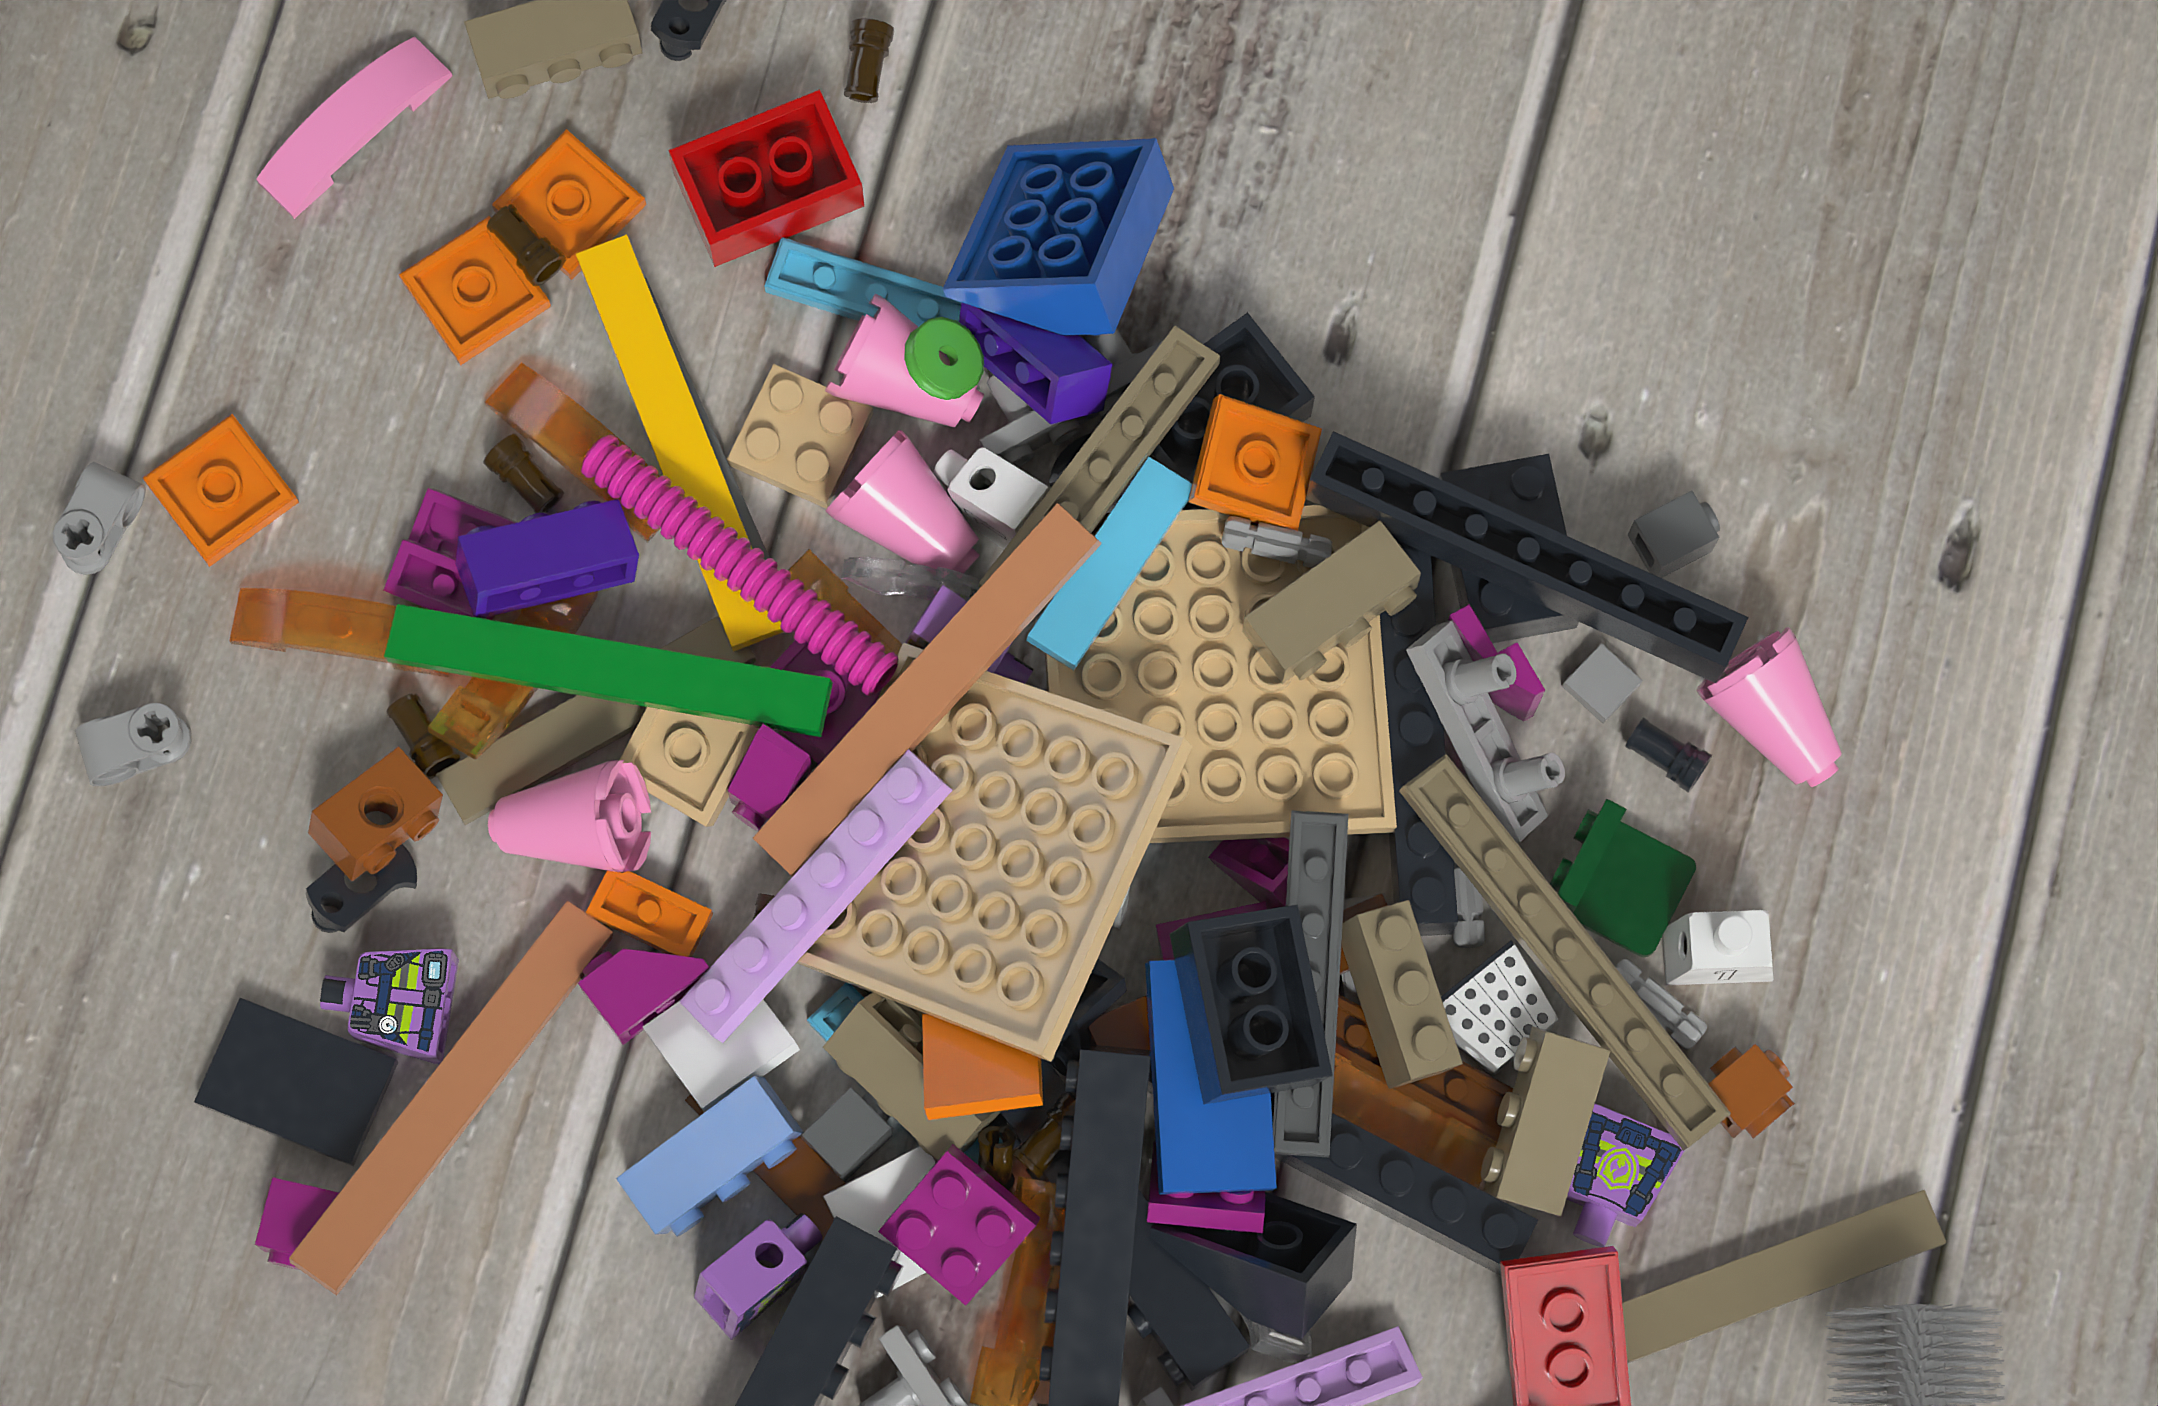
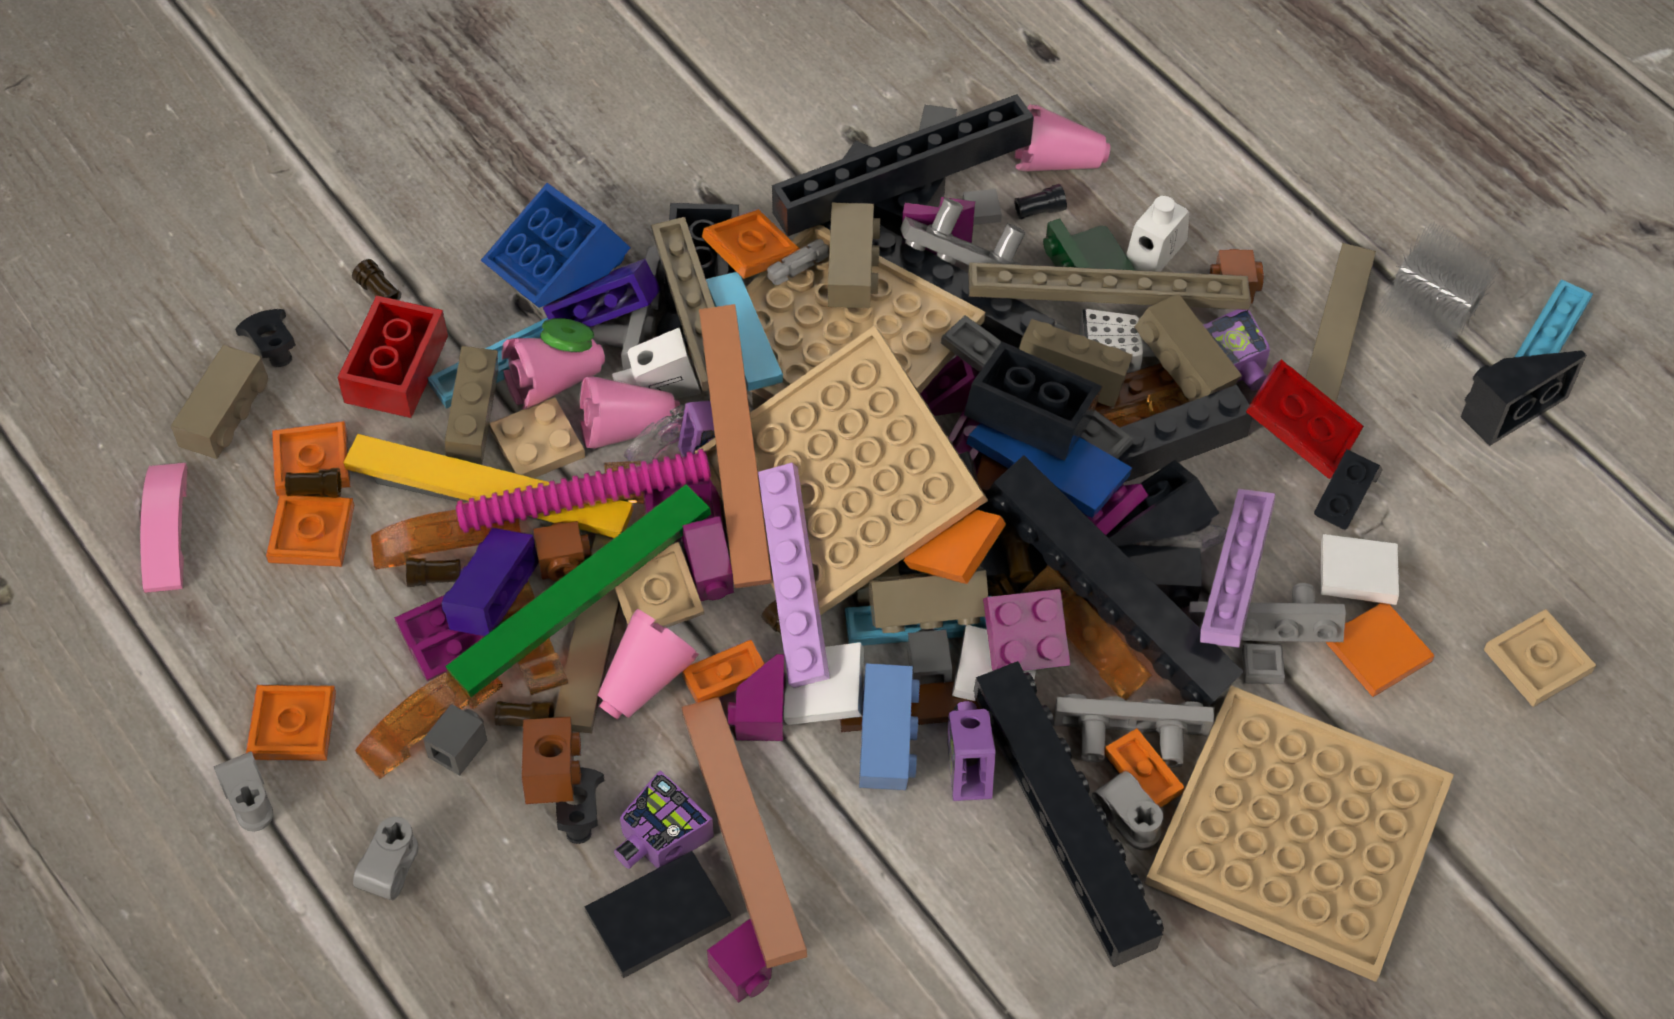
camera: 50 degrees left, 20 degrees down
(331, 688) = (455, 738): none -> dark grey brick
(662, 597) = (560, 549): none -> dark orange brick
(769, 328) = (471, 404): none -> dark tan brick

